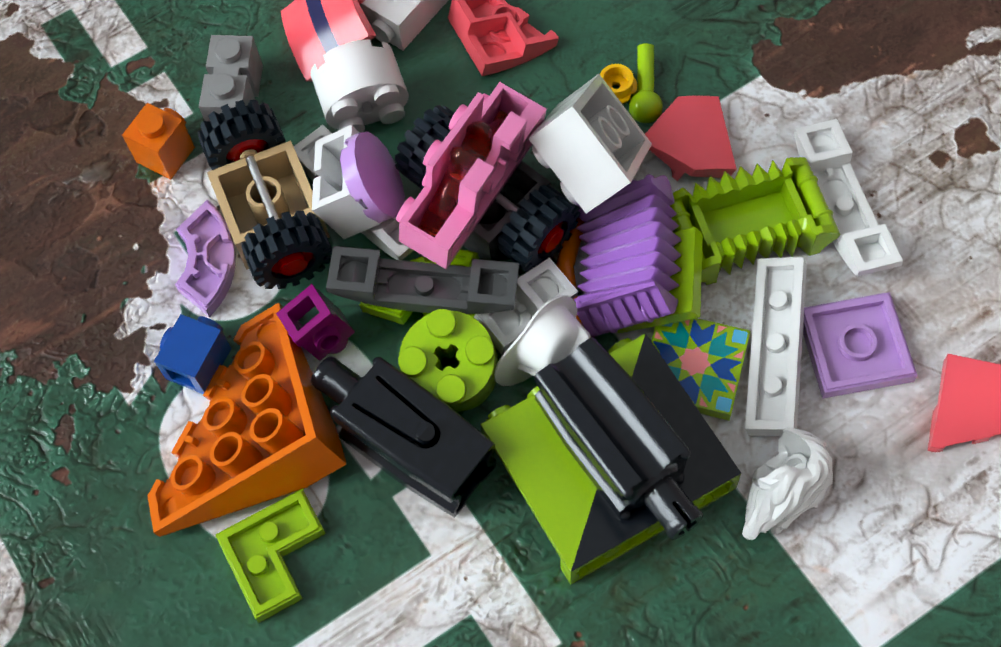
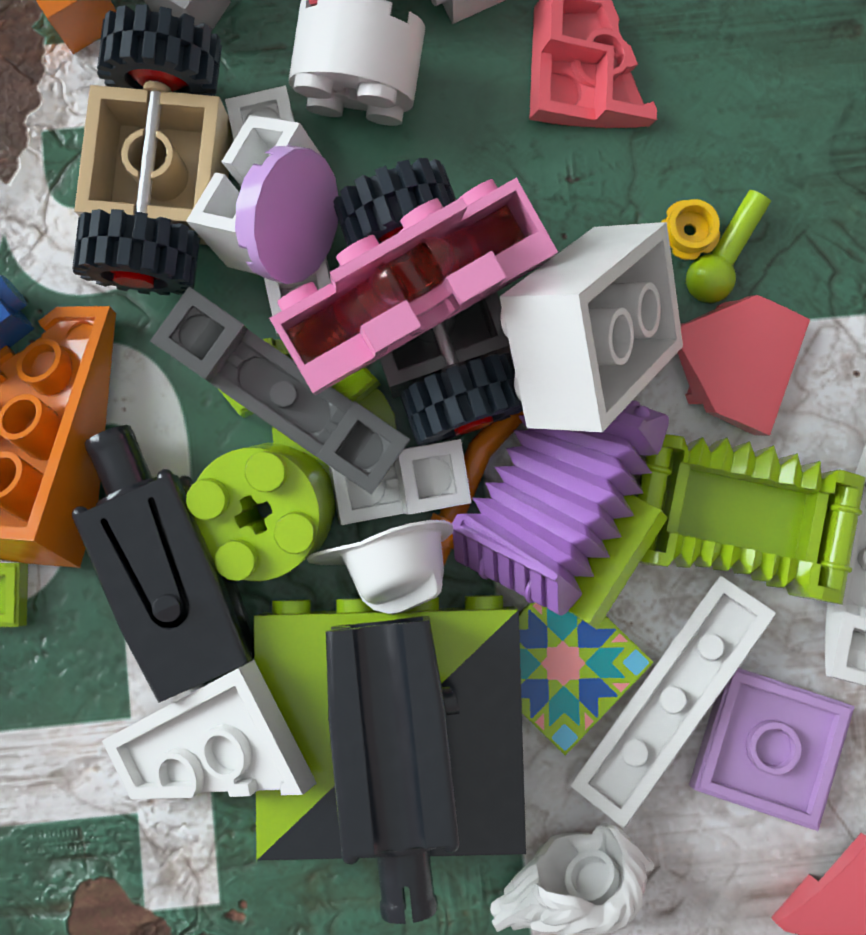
camera: 25 degrees right, 20 degrees up
(209, 260) = (44, 218): lavender tile -> none
(325, 332) = (134, 379): magenta brick -> none
(495, 515) = (212, 742): none -> white wing

